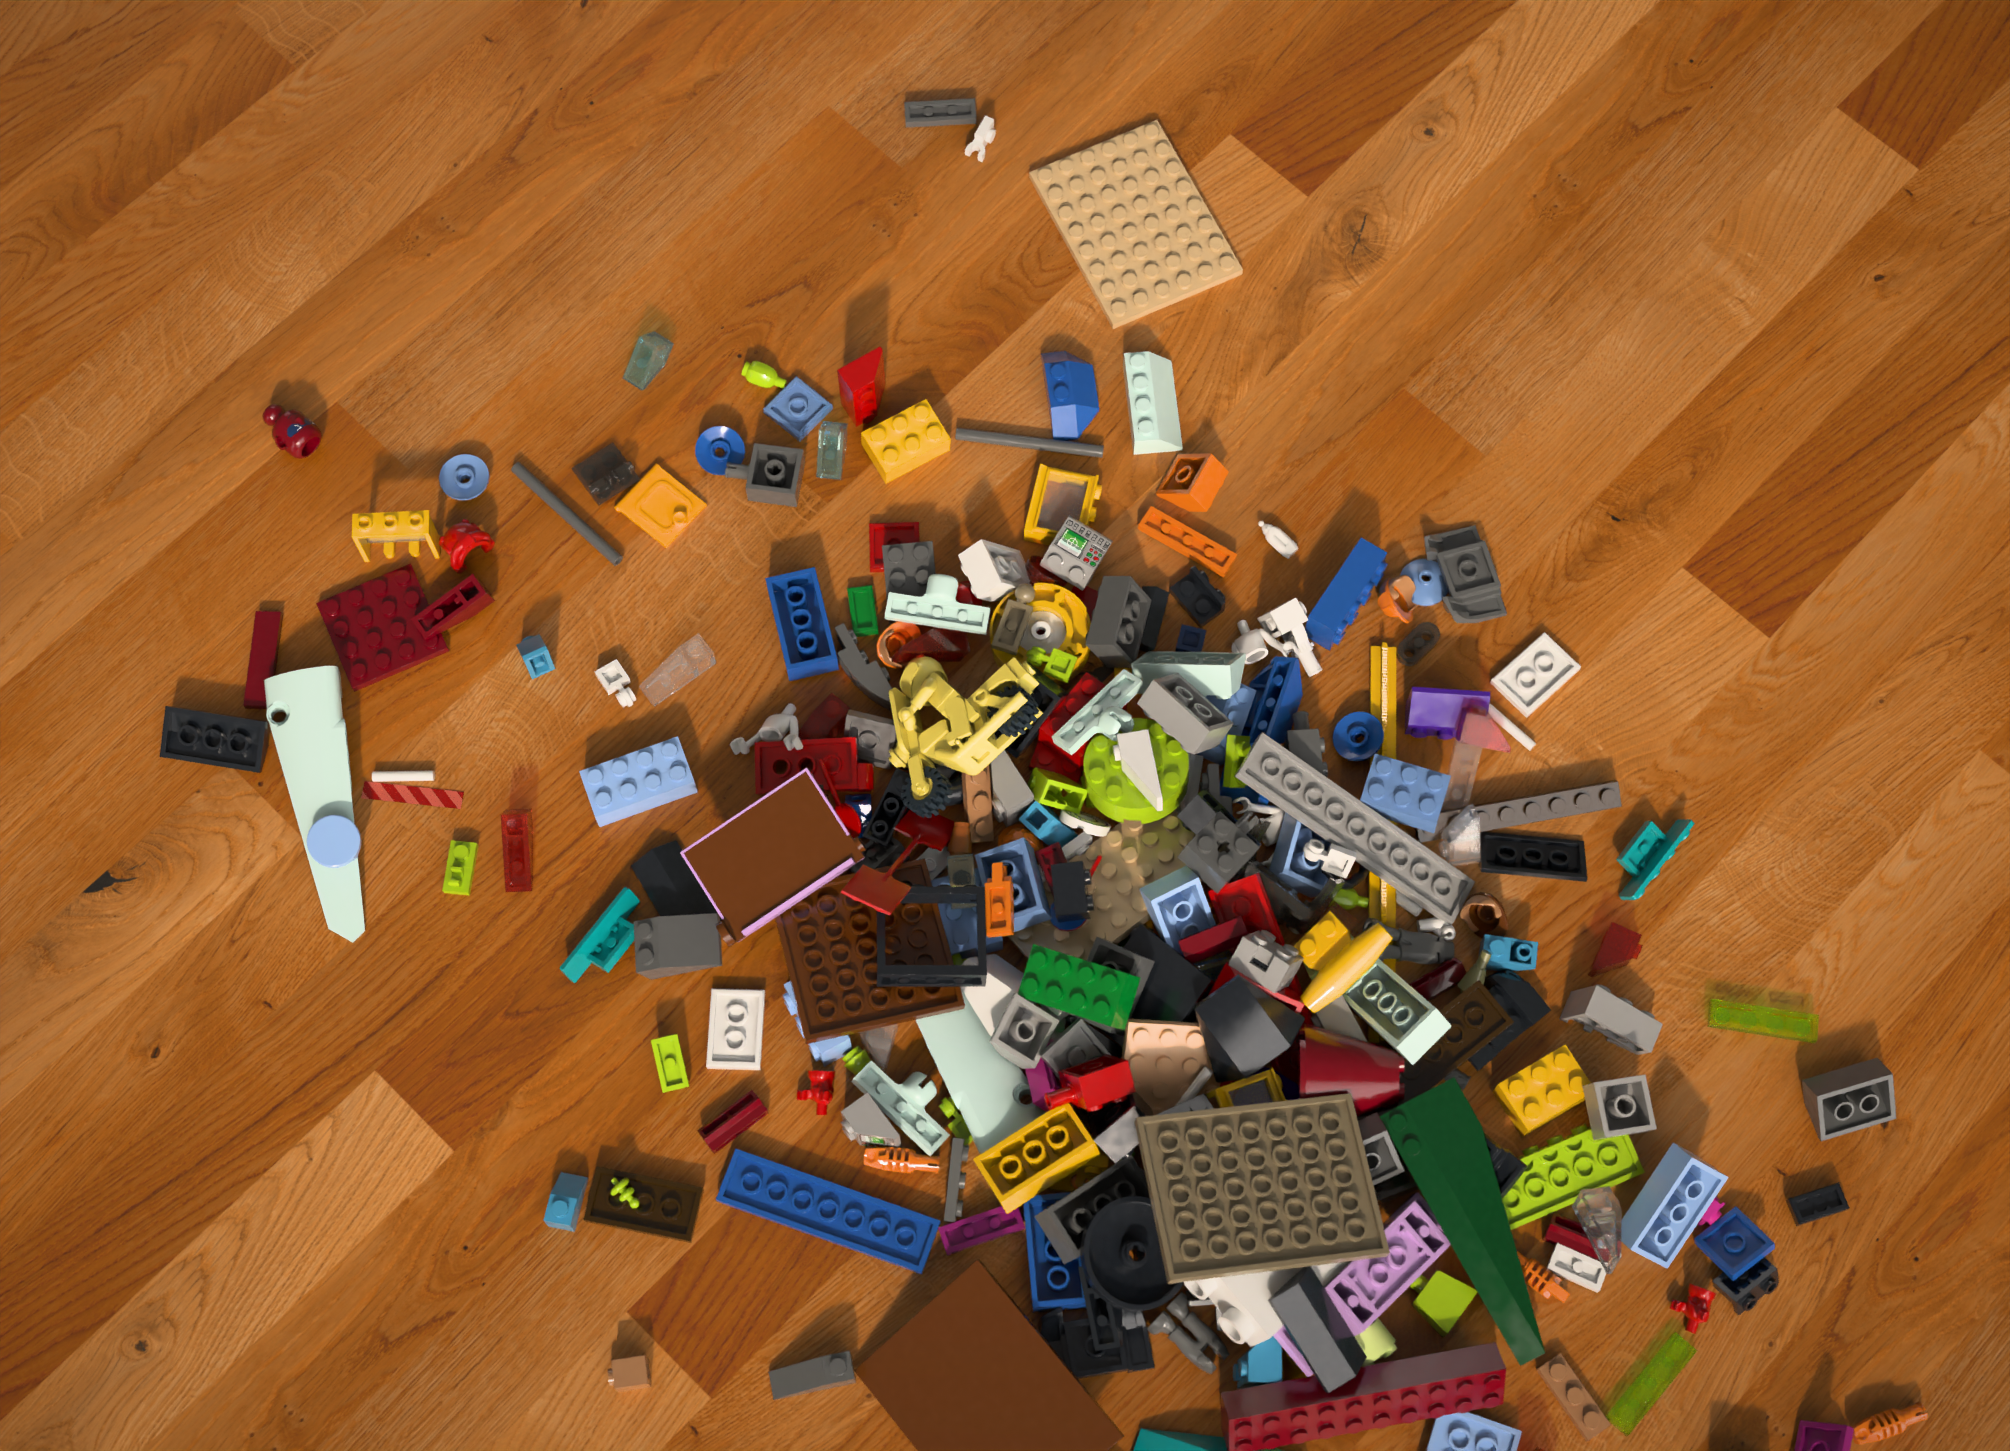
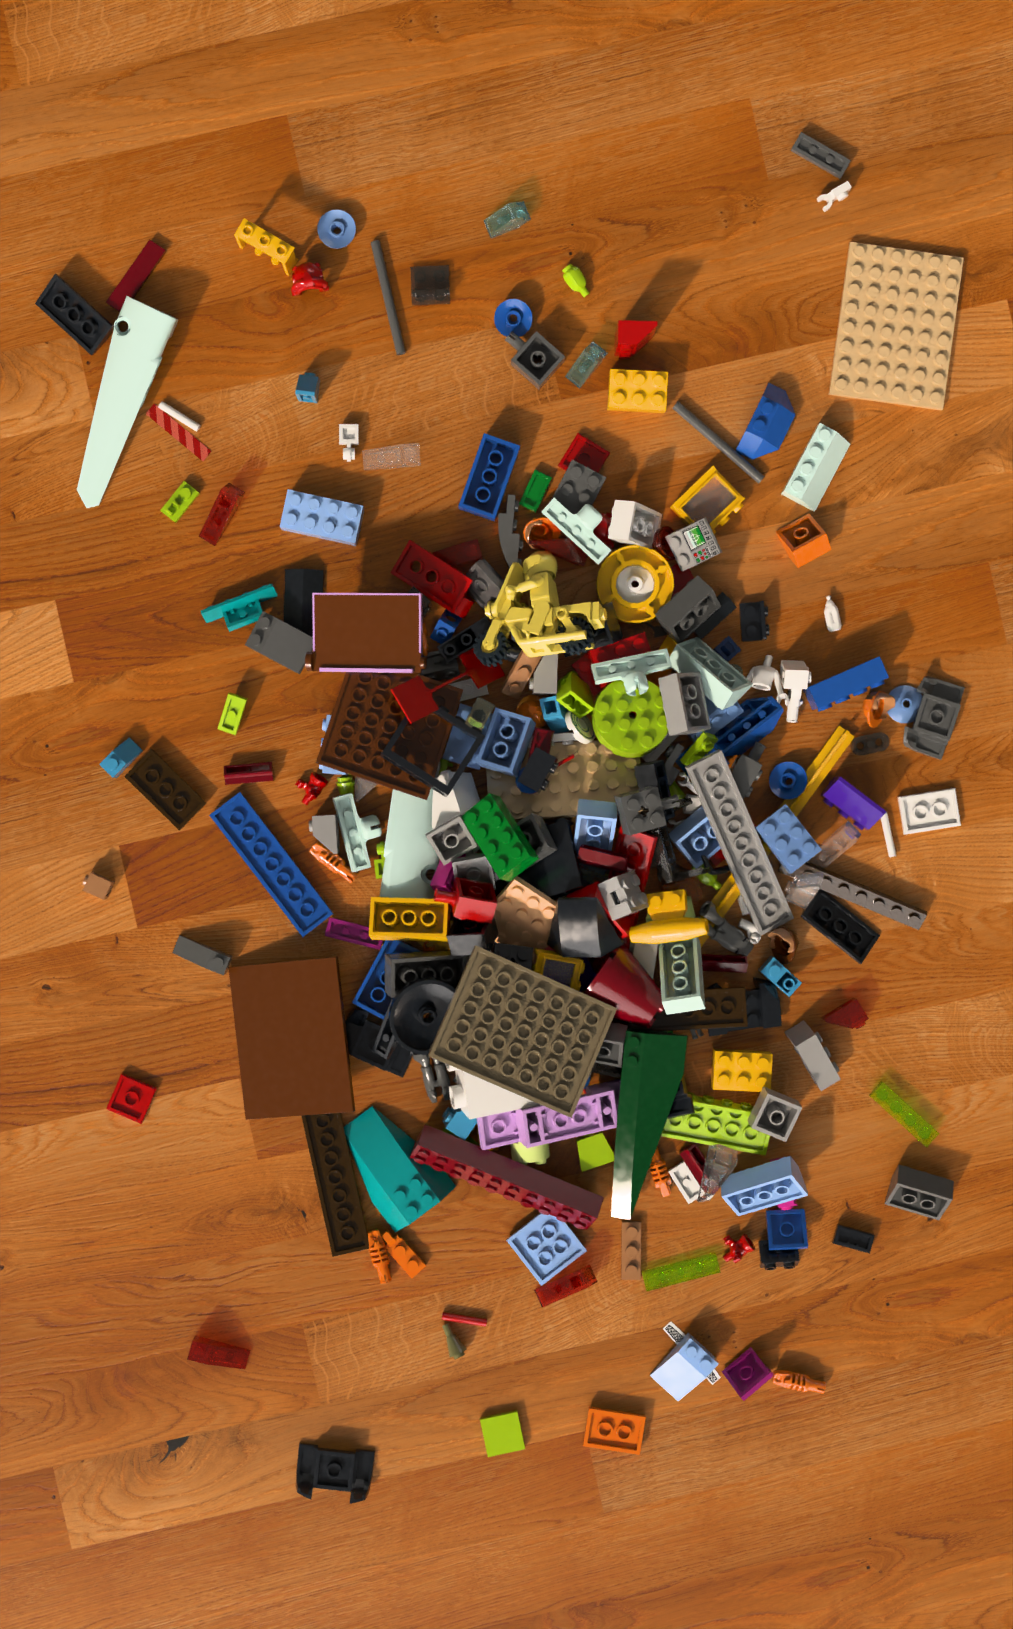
camera: 30 degrees right, 20 degrees up
(292, 431) = (243, 121): dark red piece -> none
(334, 841) = (109, 437): light blue tile -> none
(375, 627) = (224, 302): dark red plate -> none
(453, 607) = (275, 321): dark red slope -> none
(626, 1194) = (157, 778): lime hair -> none
(657, 503) = (452, 331): light orange container -> none
(735, 1029) = (286, 716): white tile -> none
(773, 729) = (426, 538): white piece -> none
(798, 408) = (584, 318): medium blue tile -> none
(844, 810) = (434, 624): red piece -> none
(956, 1180) = (358, 896): dark grey plate -> none
(960, 839) = (494, 689): dark orange cone -> none
(999, 902) = (488, 751): orange hinge -> none
(1014, 620) = (622, 568): dark tan plate -> none
(1058, 664) = (629, 616): lime plate -> none
(1138, 764) = (631, 720): white slope -> none
(1187, 541) = (772, 579): orange plate -> none
(1196, 1085) = (529, 939): white piece -> none
(1318, 1329) = (502, 1130): slope -> none
(1335, 861) = (712, 855): white plate -> none
(1476, 972) = (747, 979): olive cone -> none
(1479, 729) = (863, 831): clear red slope -> none
(1648, 853) = (913, 970): teal bracket -> none

